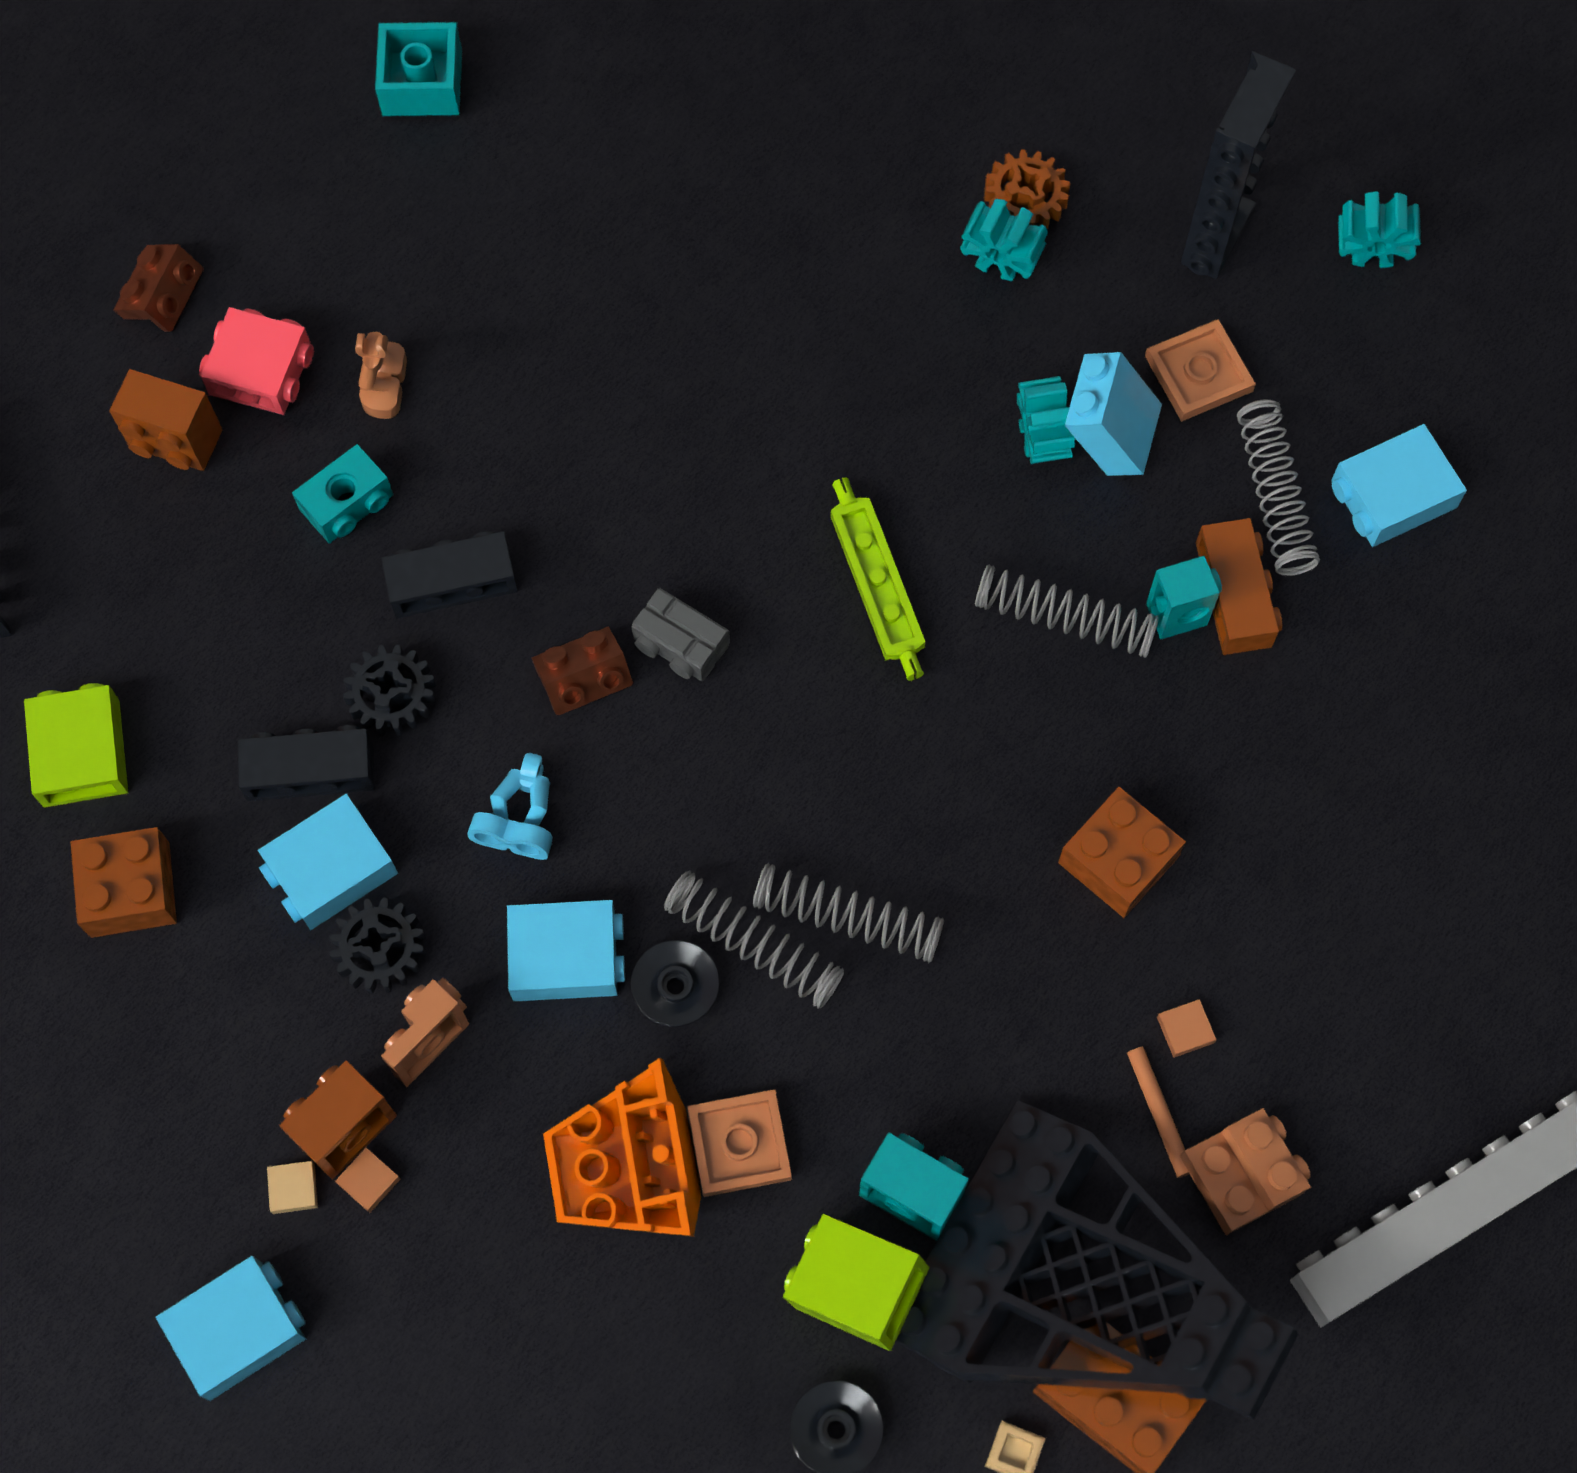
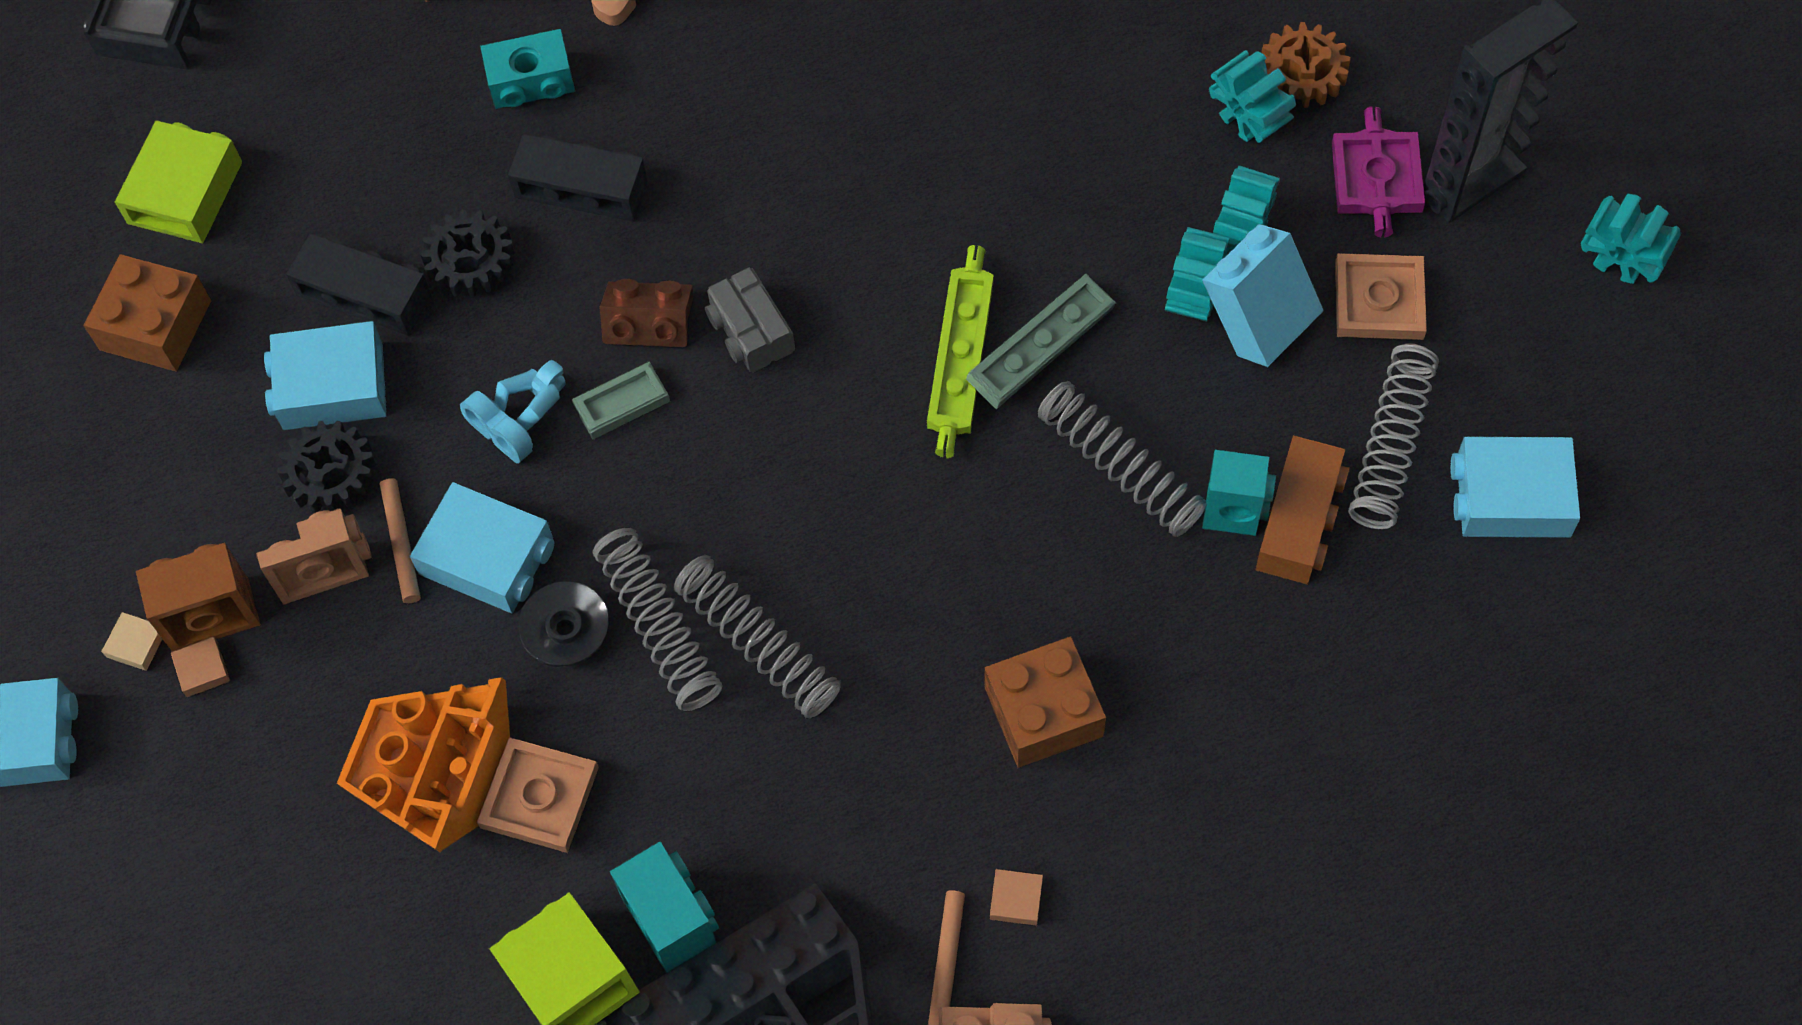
camera: 30 degrees right, 5 degrees down
(480, 979) = (400, 540): none -> nougat bar
(604, 760) = (621, 400): none -> sand green tile
(941, 539) = (1040, 341): none -> sand green tile
(1055, 343) = (1245, 204): none -> teal gear
(1138, 261) = (1378, 172): none -> magenta plate

